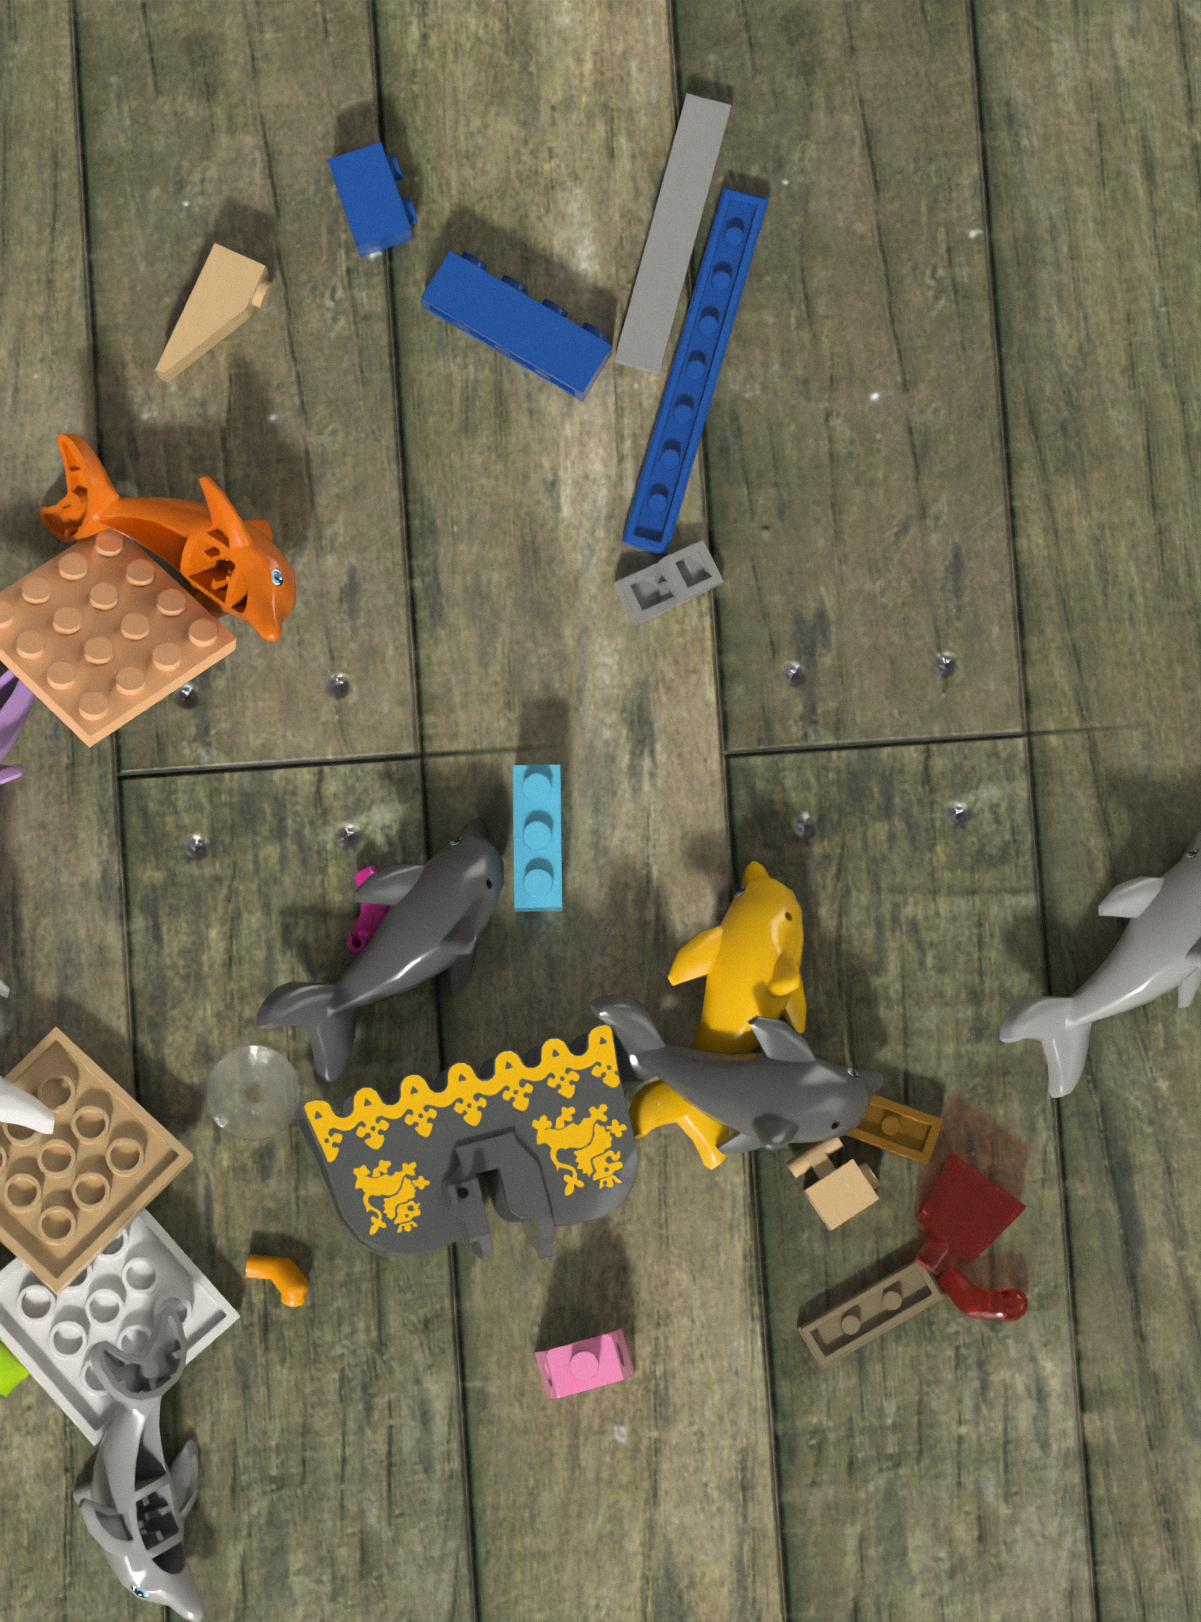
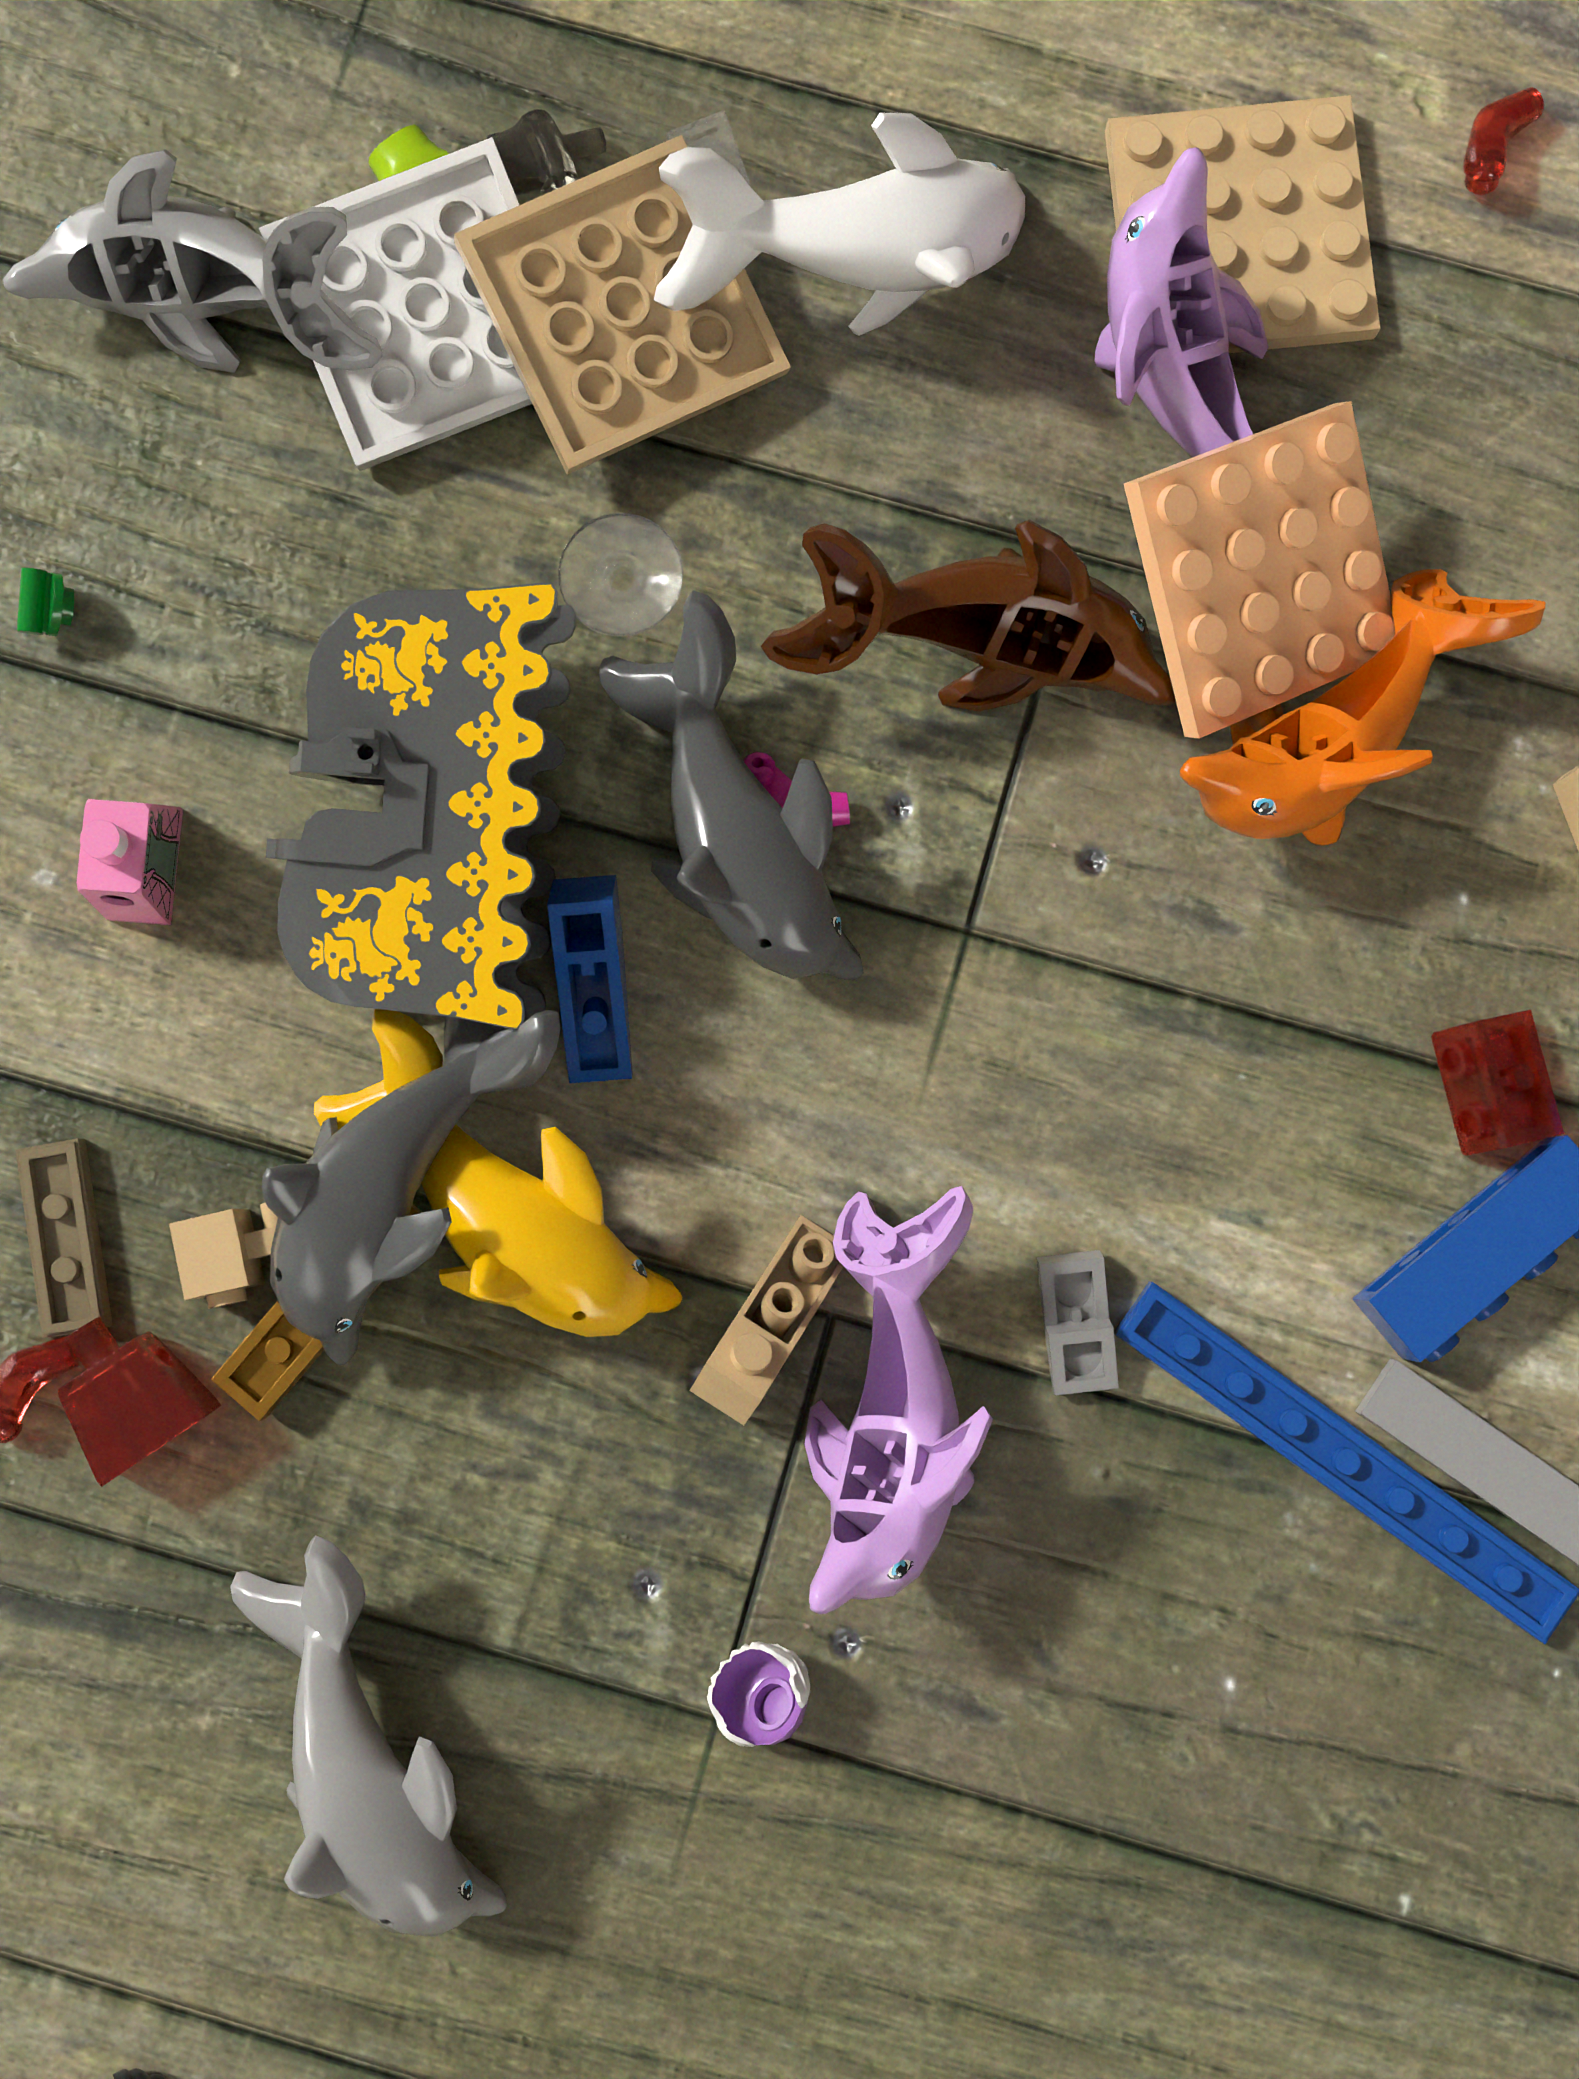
camera: 115 degrees right, 0 degrees up
(188, 799) = (1014, 615): none -> reddish brown animal
(283, 1273) = (389, 538): light orange arm -> none
(398, 353) = (1497, 1083): none -> clear red bracket
(422, 1505) = (43, 602): none -> green plate
(537, 838) = (806, 1034): medium azure brick -> none
(548, 1005) = (591, 977): none -> blue slope
(744, 792) = (770, 1322): none -> tan slope
(795, 669) = (905, 1449): none -> lavender animal
(997, 708) = (759, 1694): none -> medium lavender hair

